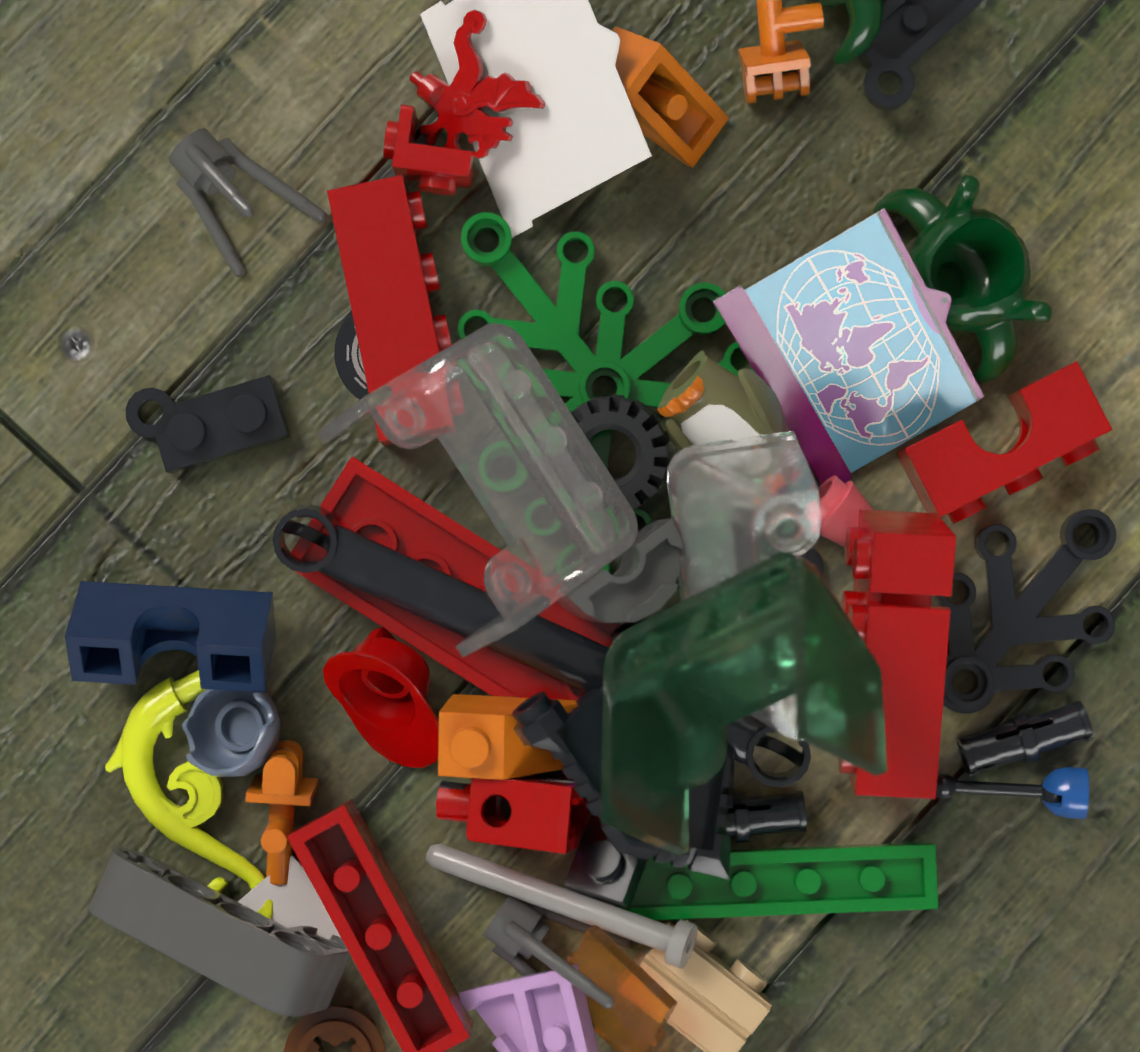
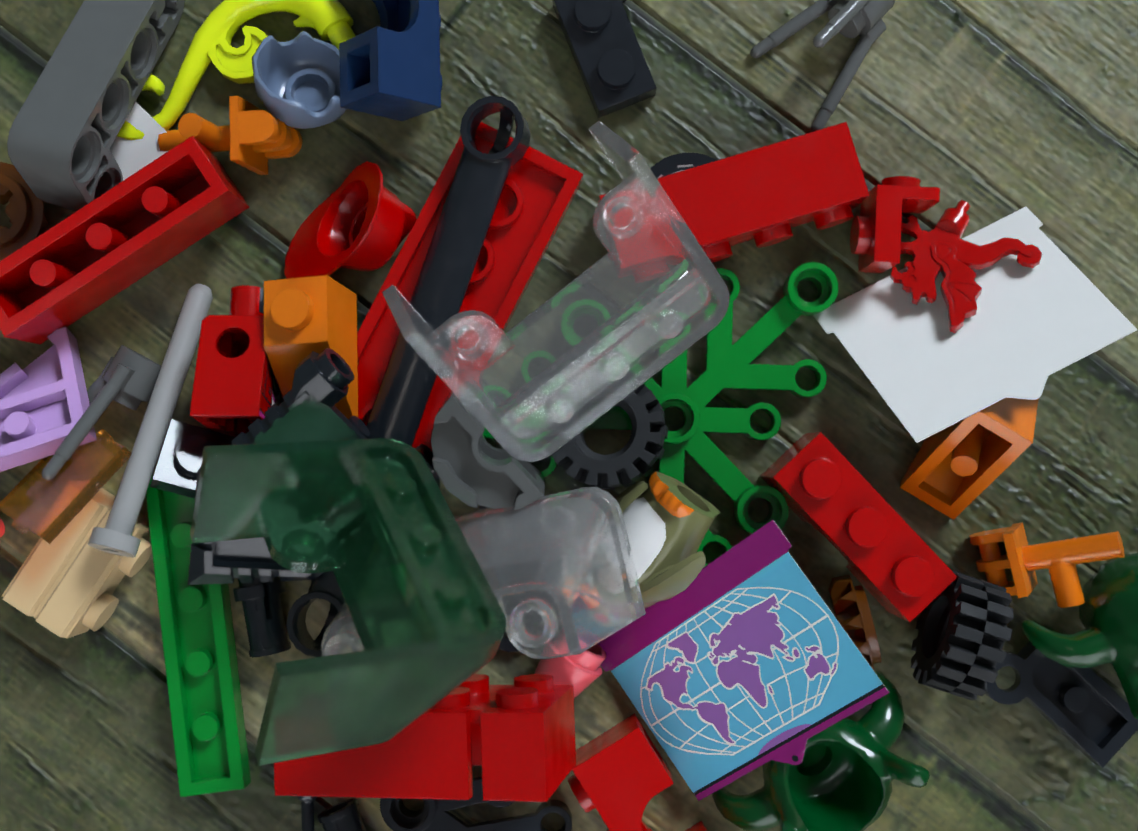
camera: 75 degrees right, 0 degrees up
(726, 215) = (860, 525): none -> red arch
(816, 228) = (855, 617): none -> reddish brown gear
(842, 126) = (962, 637): none -> black tyre

